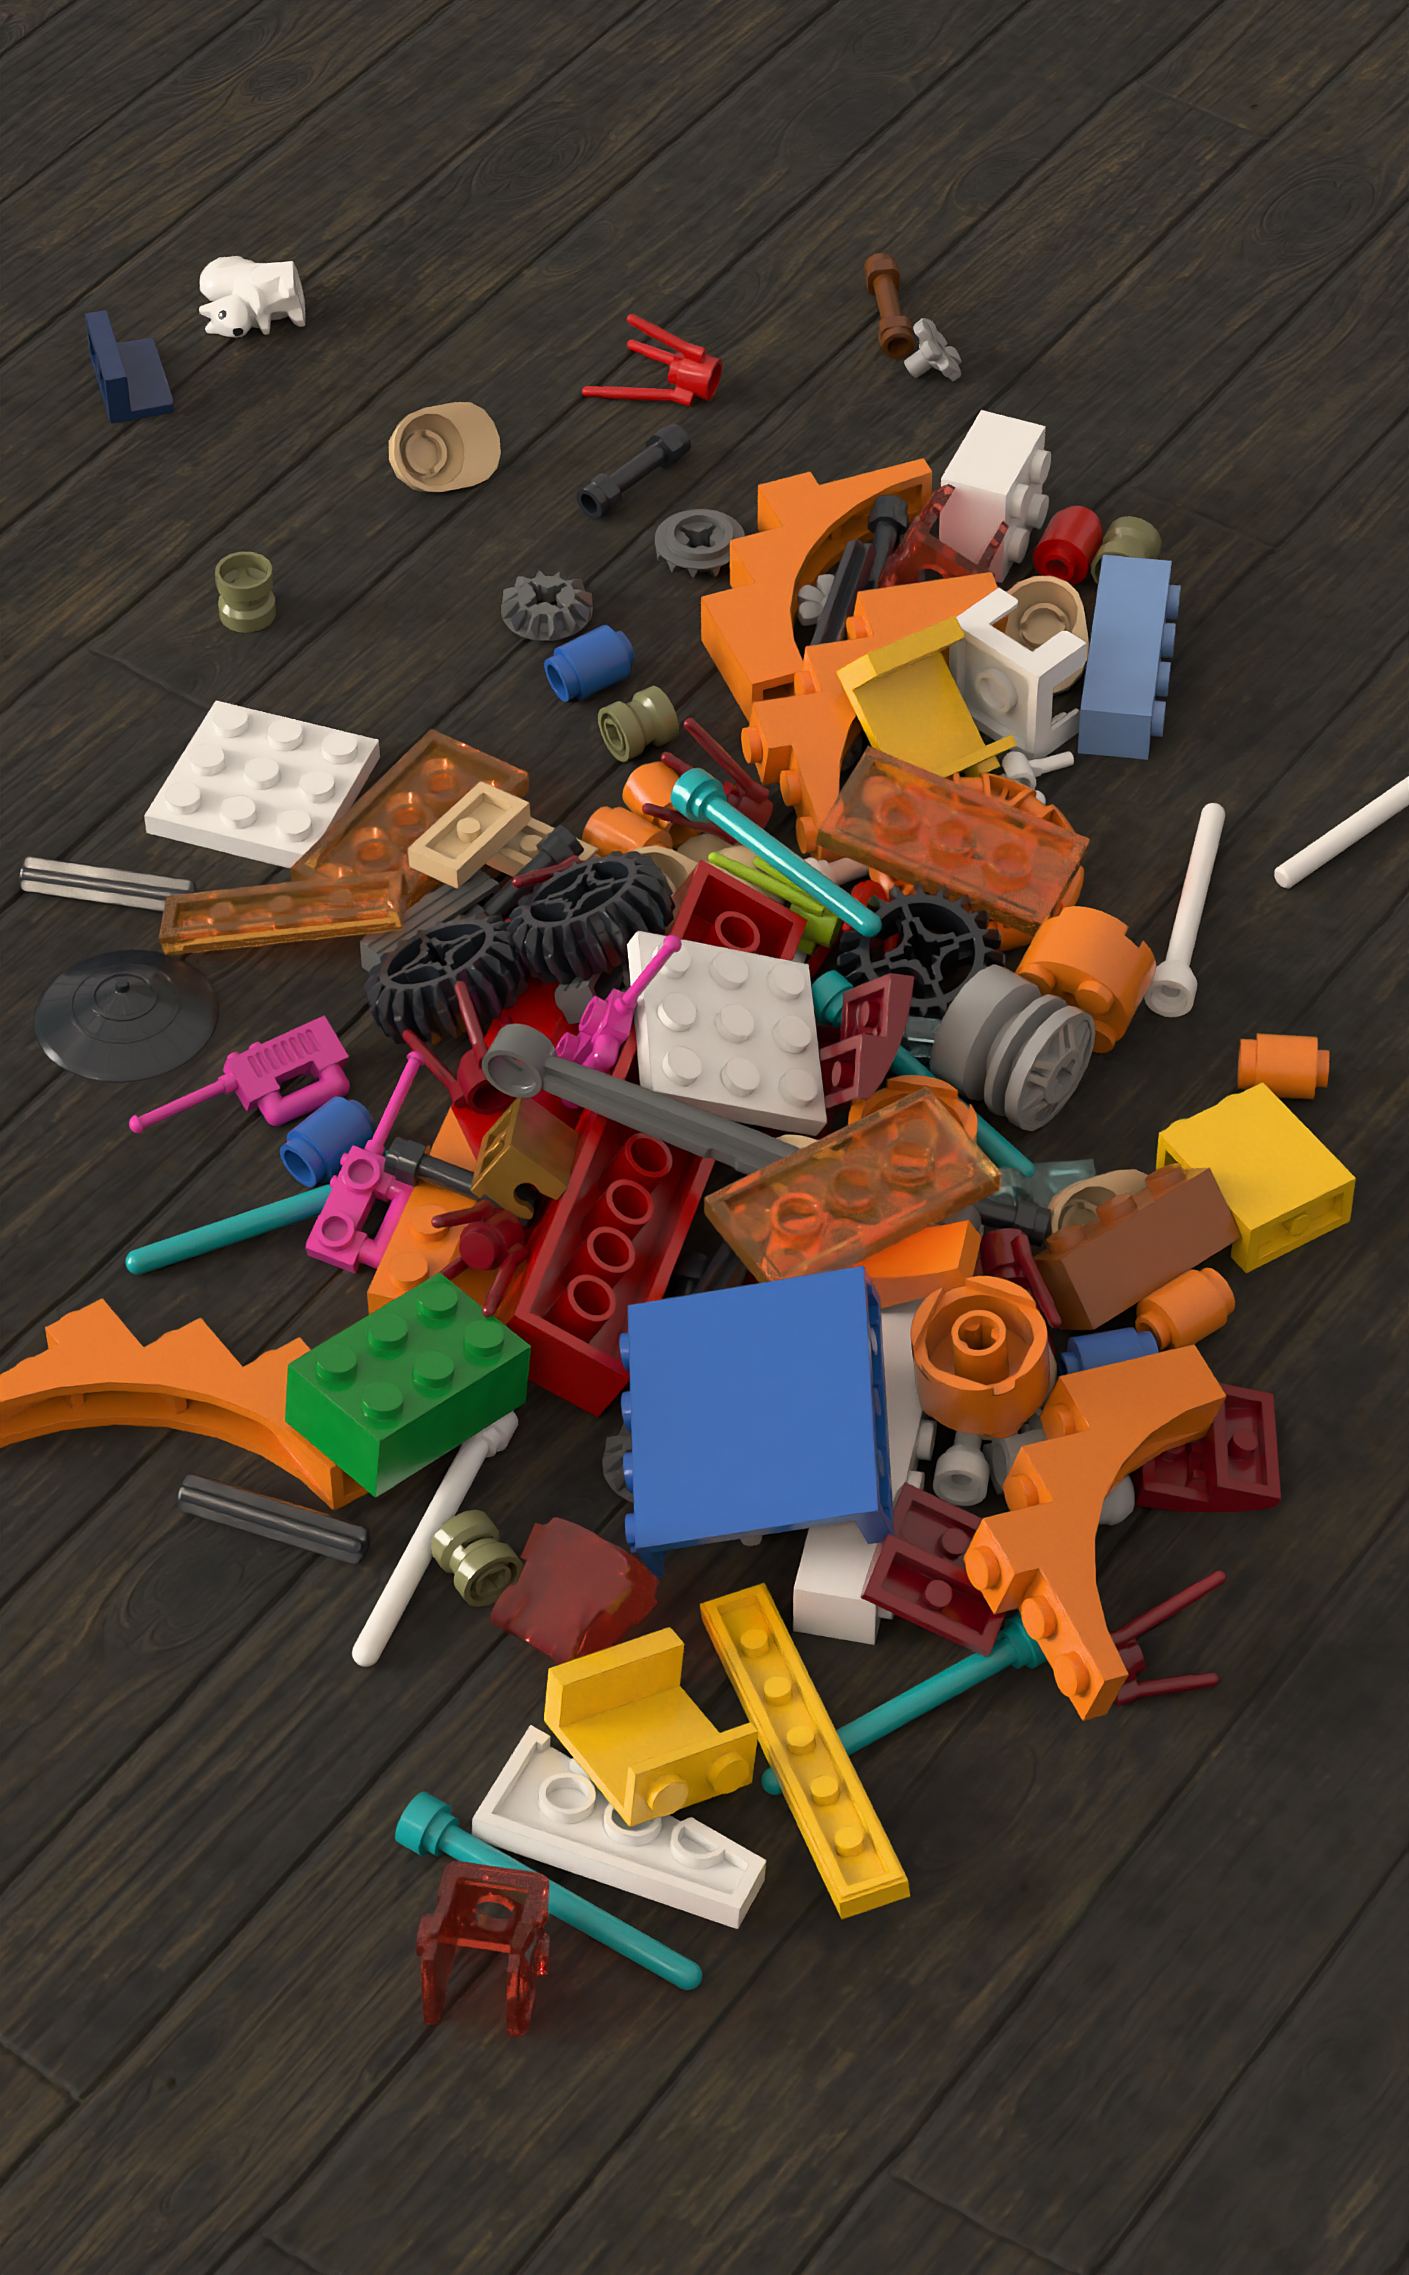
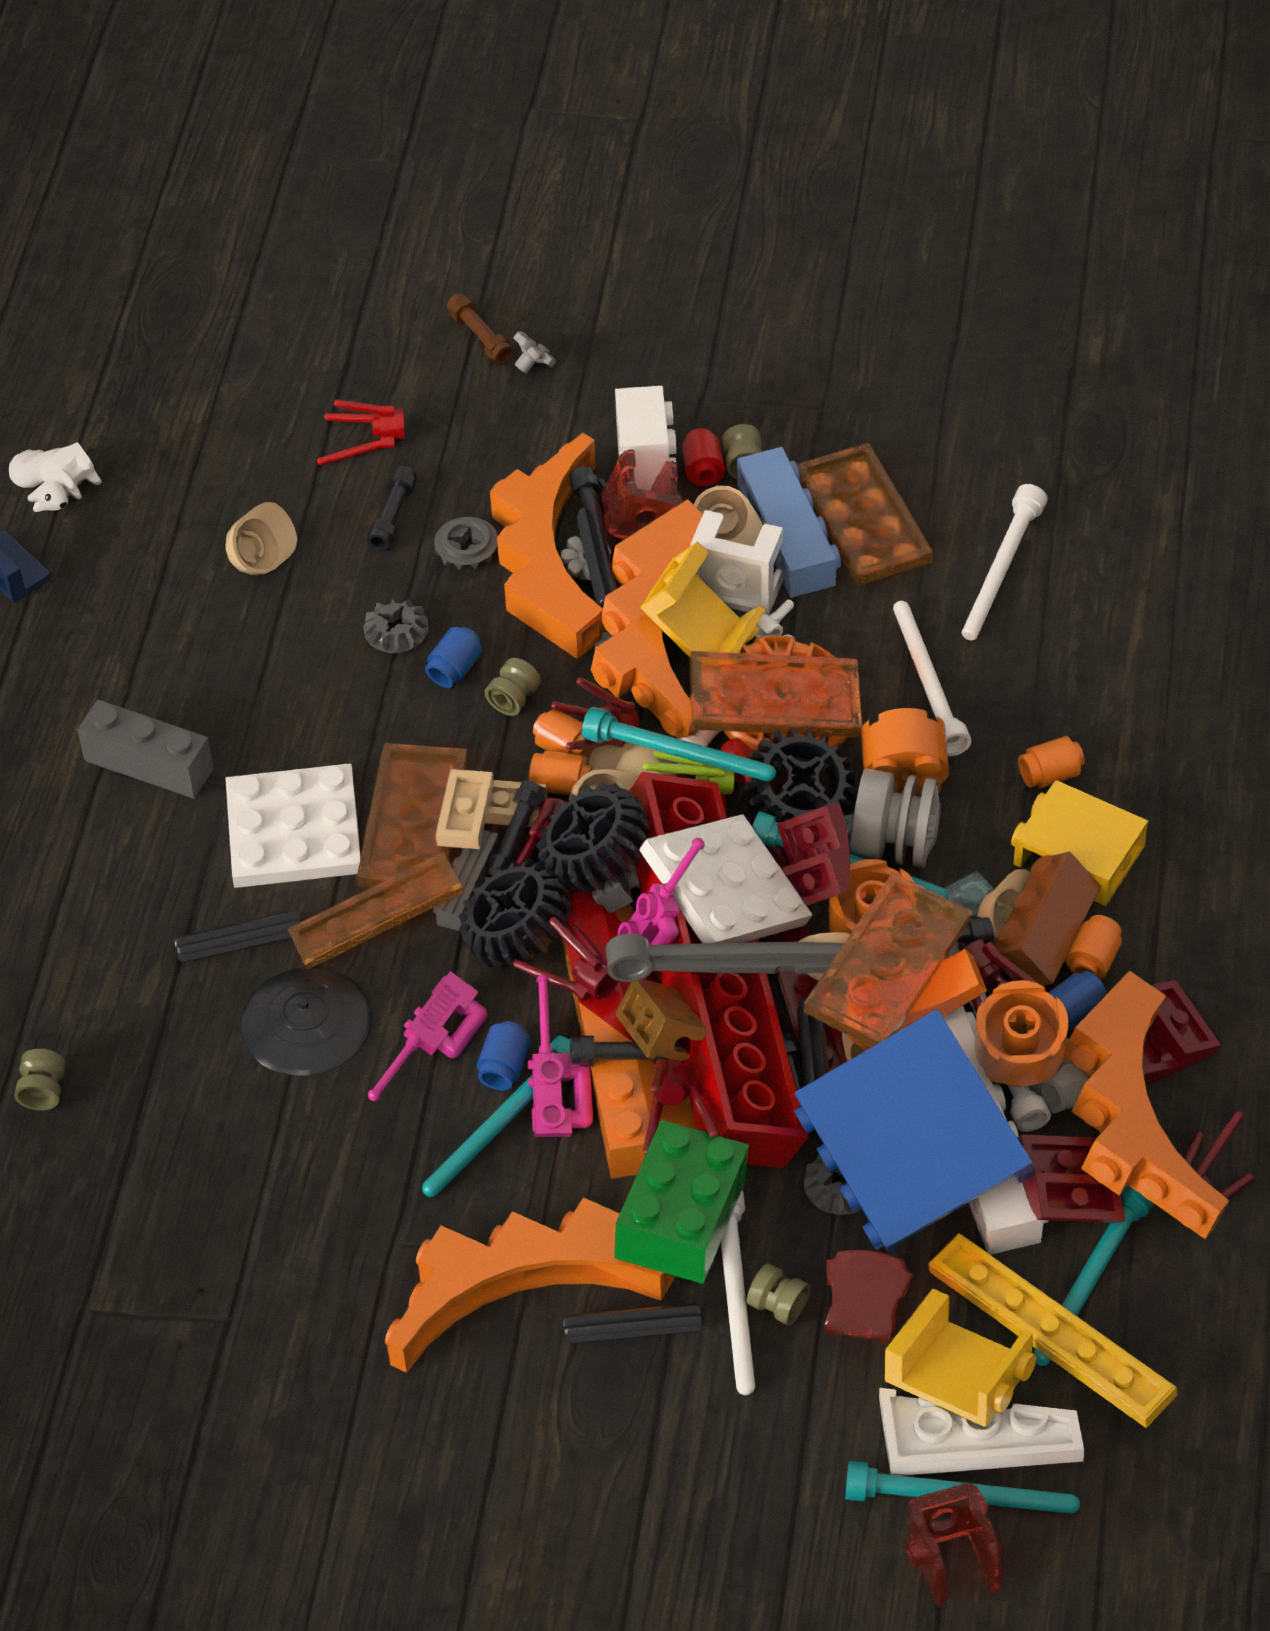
camera: 25 degrees left, 5 degrees up
(140, 632) = (145, 748): none -> dark grey brick
(245, 592) = (195, 692): olive wheel -> none
(1236, 684) = (864, 514): none -> clear orange plate

